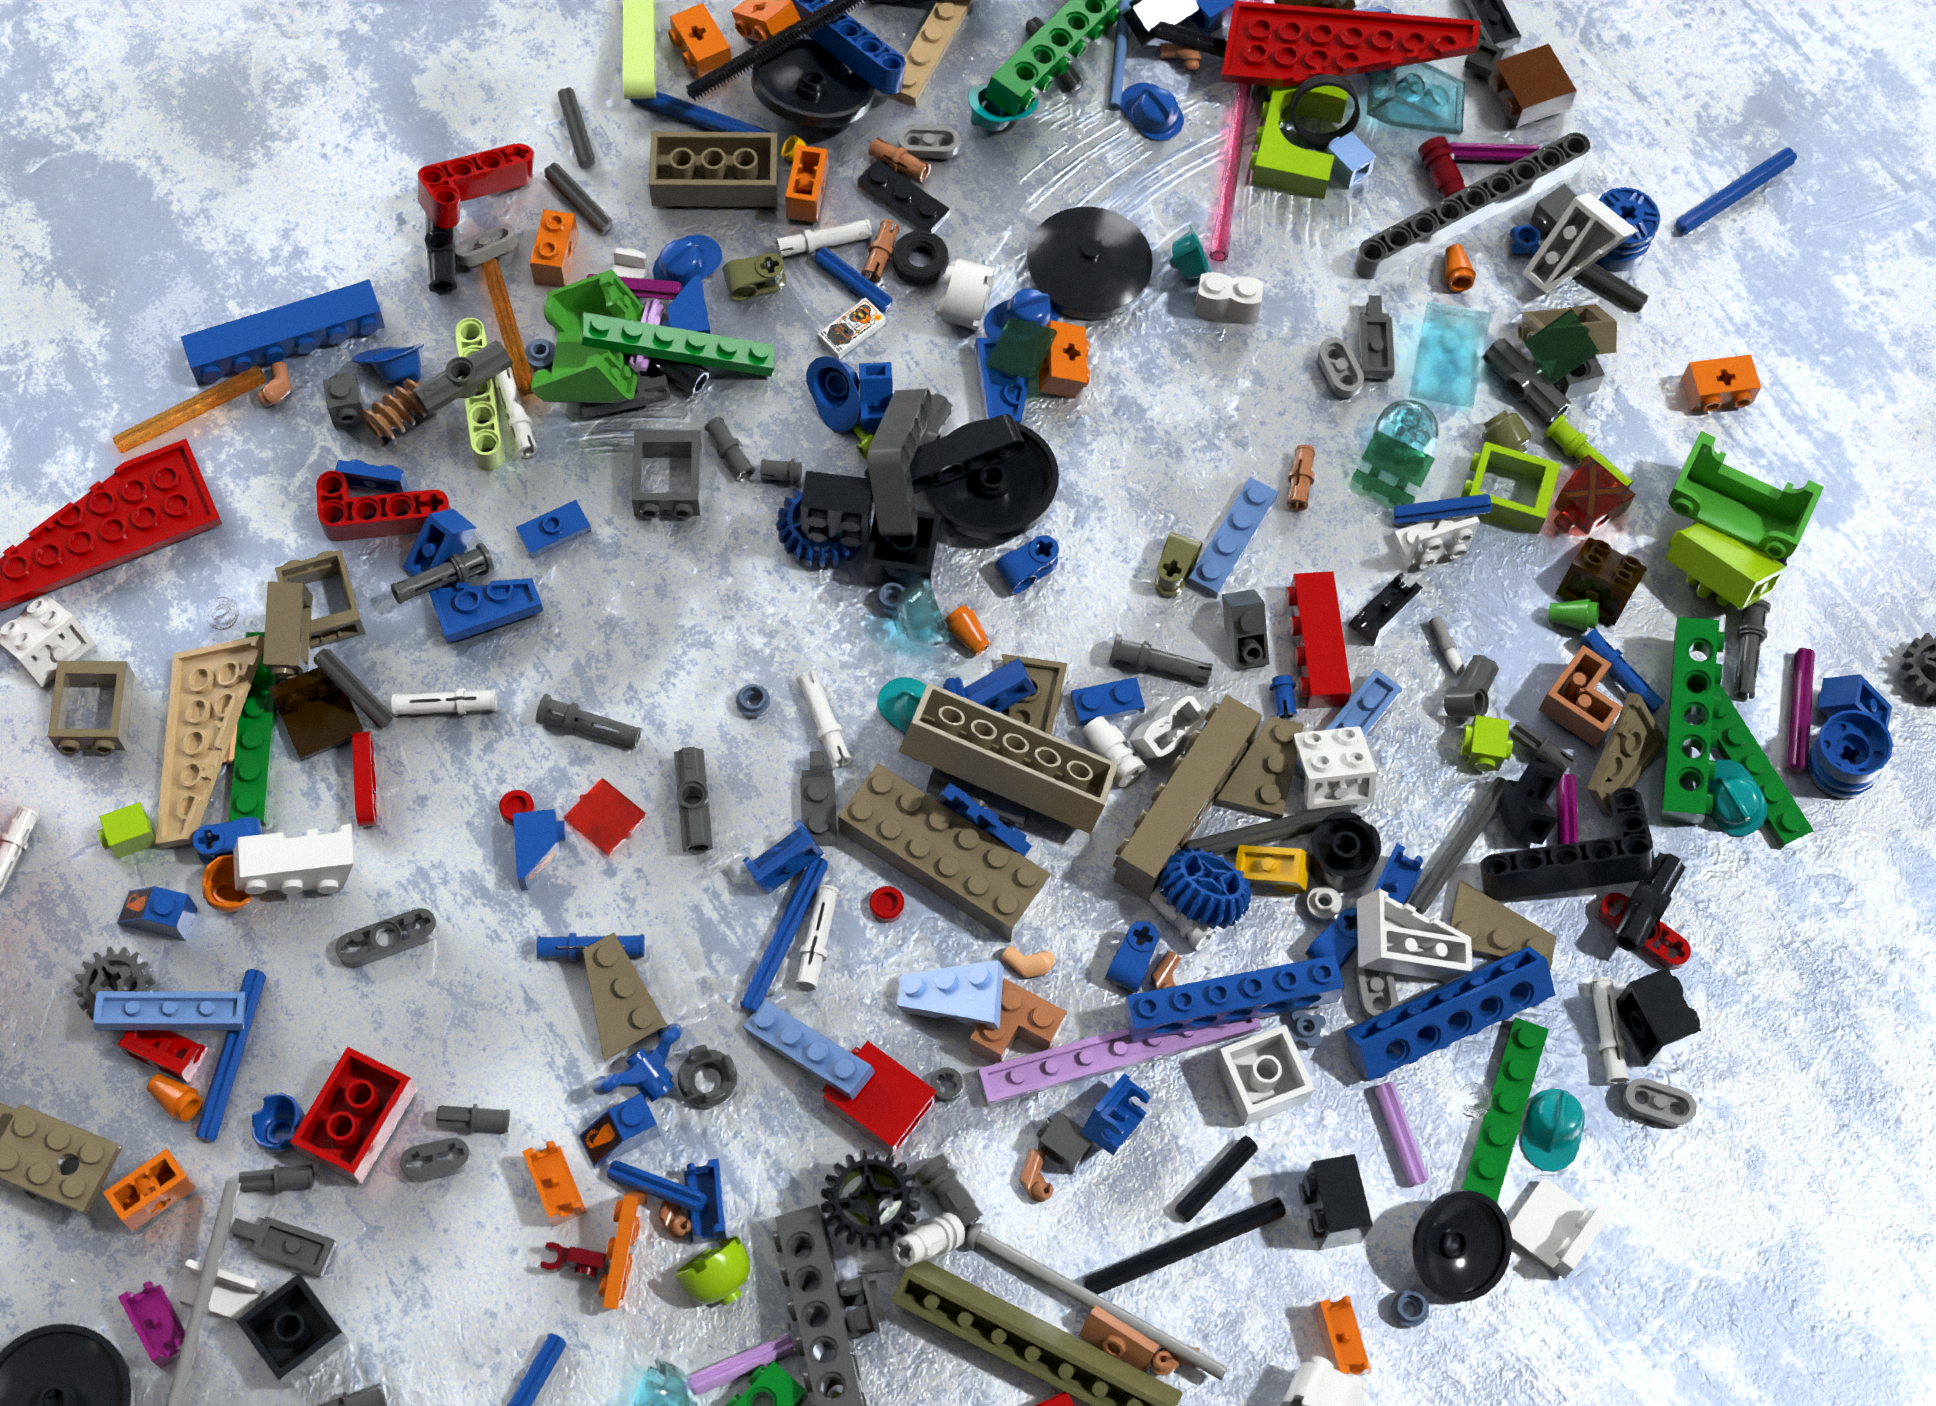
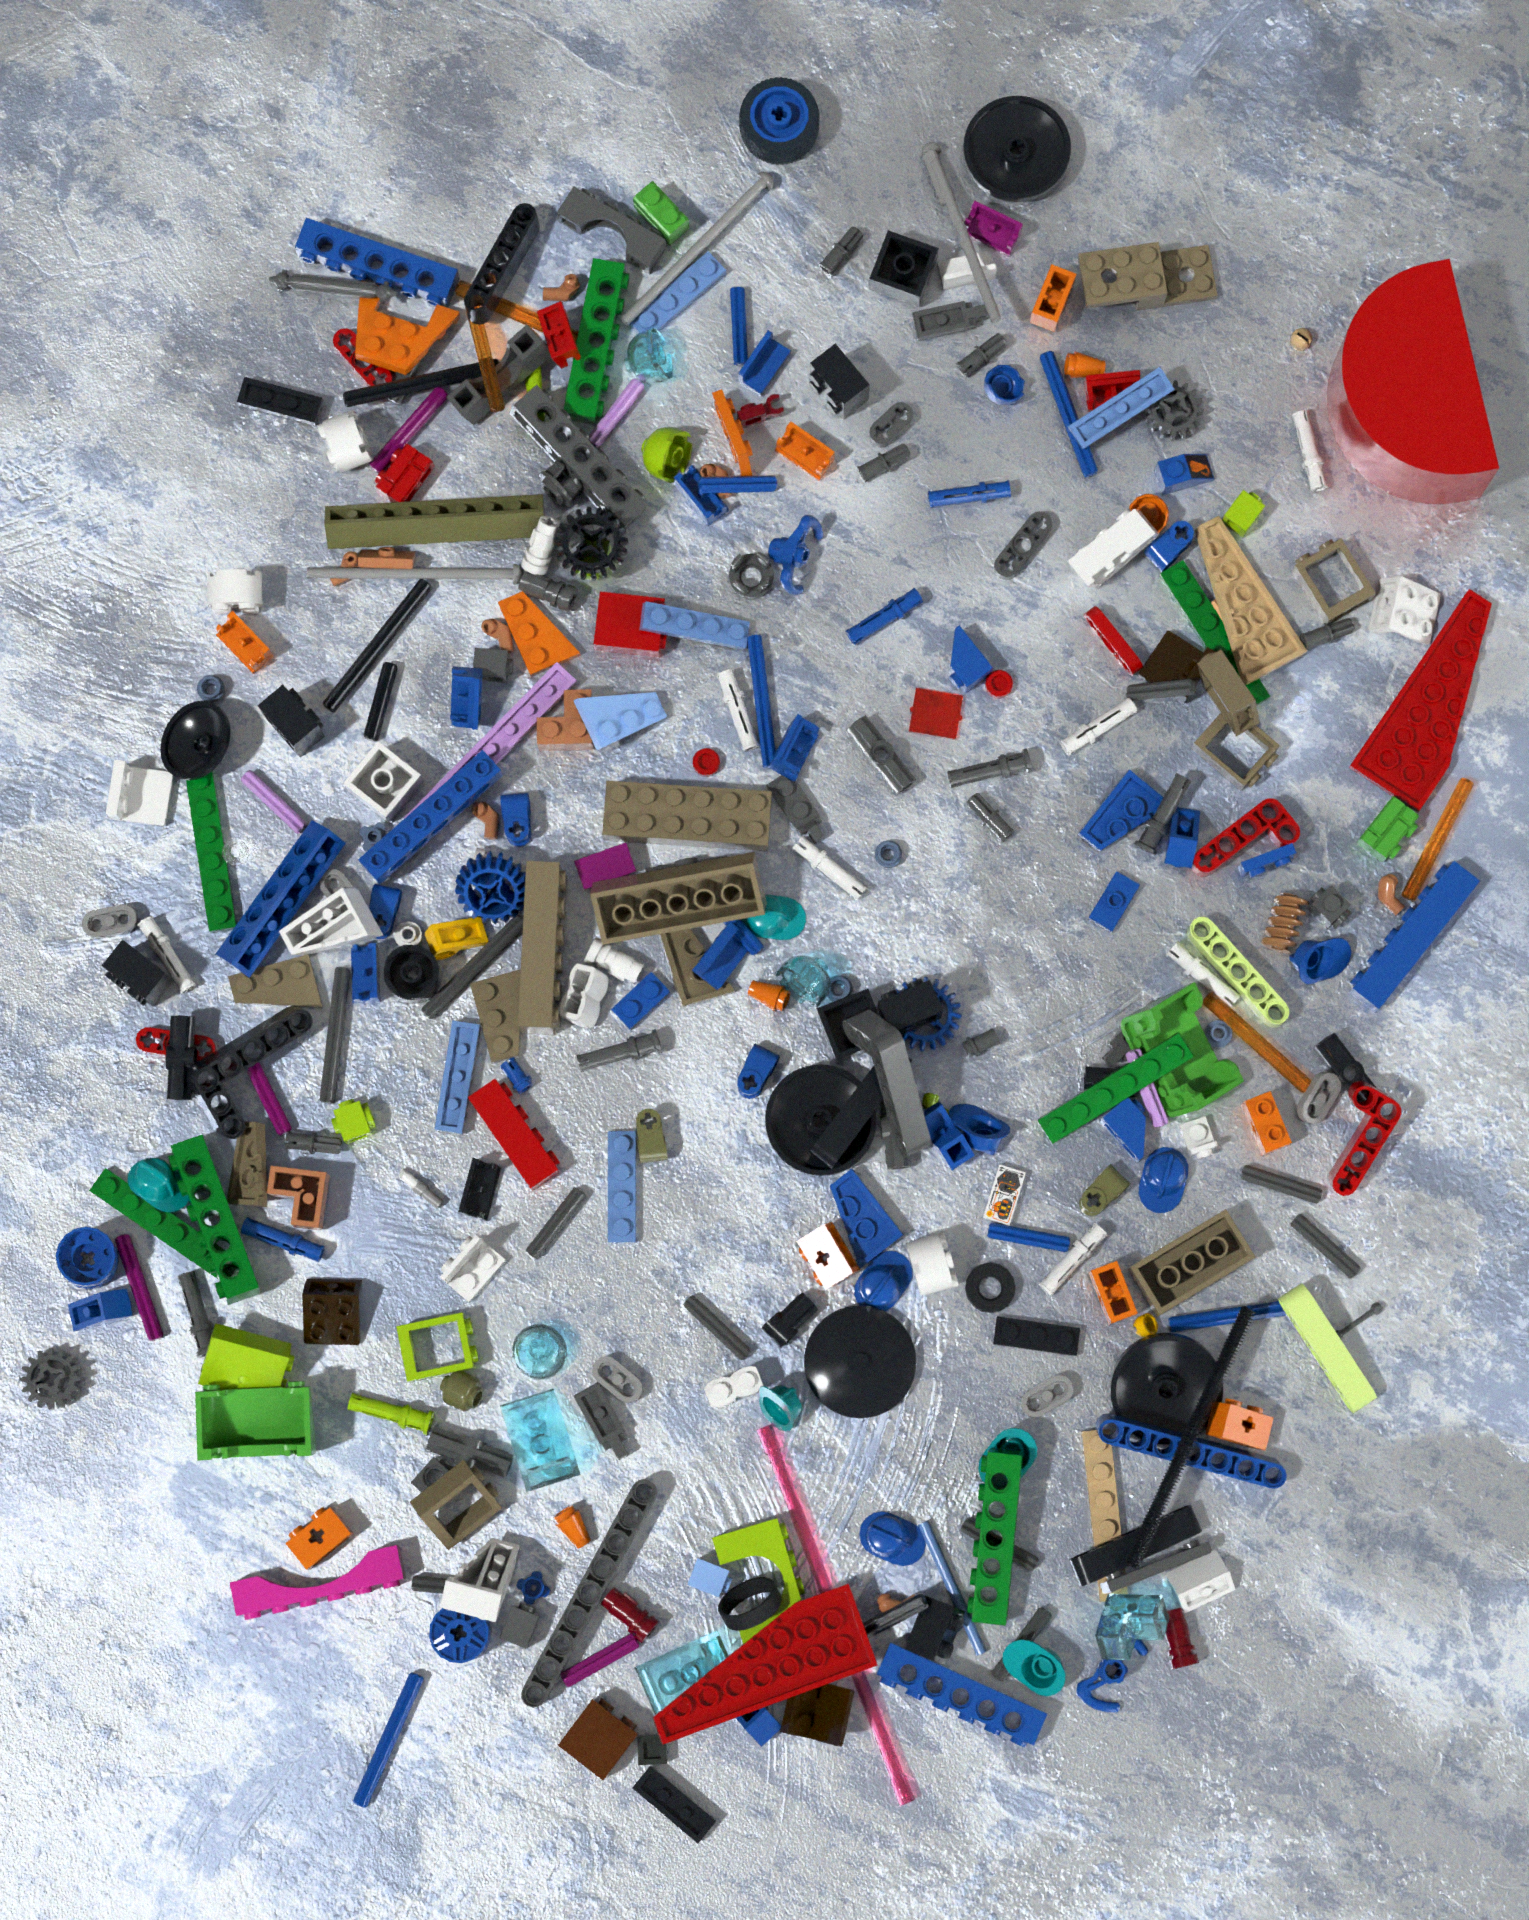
camera: 155 degrees right, 15 degrees up
(142, 660) = (1327, 633): none -> dark grey axle
(230, 439) = (1388, 829): none -> bright green brick
(353, 1115) = (958, 415): red brick -> none
(390, 1020) = (1002, 490): none -> blue pin
(446, 385) = (1257, 946): dark grey piece -> none
(461, 1232) = (838, 382): none -> black brick
(532, 1318) = (763, 364): none -> blue panel
(602, 55) = (1375, 1309): none -> dark grey hinge
(619, 997) = (841, 591): dark tan wing -> none
(619, 1131) = (783, 508): blue slope -> none
(621, 676) = (989, 817): none -> dark grey axle
(651, 288) = (1182, 1124): magenta axle -> none
(667, 445) = (1072, 1014): dark grey window -> none
(699, 40) = (1289, 1393): orange brick -> none
(729, 448) = (1029, 1037): dark grey pin -> none
(880, 250) = (1023, 1275): nougat pin -> none
(899, 159) = (1059, 1365): nougat pin -> none
(957, 1082) = (586, 667): dark grey bush -> none
(983, 818) = (678, 844): blue wing -> none
(994, 1153) = (535, 635): none -> orange wing
(1021, 348) = (861, 1237): clear green piece -> none
(1029, 965) = (584, 774): light nougat arm -> none
(1066, 853) = (605, 865): none -> magenta hinge
(1143, 327) = (785, 1324): none -> black piece
(1212, 362) = (717, 1327): none -> dark grey axle
(1246, 628) = (572, 1112): dark grey slope -> none
(1301, 477) = (597, 1264): nougat pin -> none
(1321, 539) = (555, 1223): none -> dark grey axle
(1336, 767) = (452, 1036): white bracket -> none
(1398, 460) = (529, 1315): clear green plate -> none
(1442, 509) = (477, 1293): blue axle -> none
(1471, 694) = (383, 1149): dark grey piece -> none
(1525, 804) = (300, 1084): black brick -> none
(1553, 1130) = (174, 866): teal piece -> none
(1561, 346) = (452, 1474): clear green piece -> none
(1575, 614) = (336, 1266): bright green cone -> none
(1591, 498) = (373, 1371): clear red torso -> none
(1801, 363) = (260, 1594): none -> dark pink arch

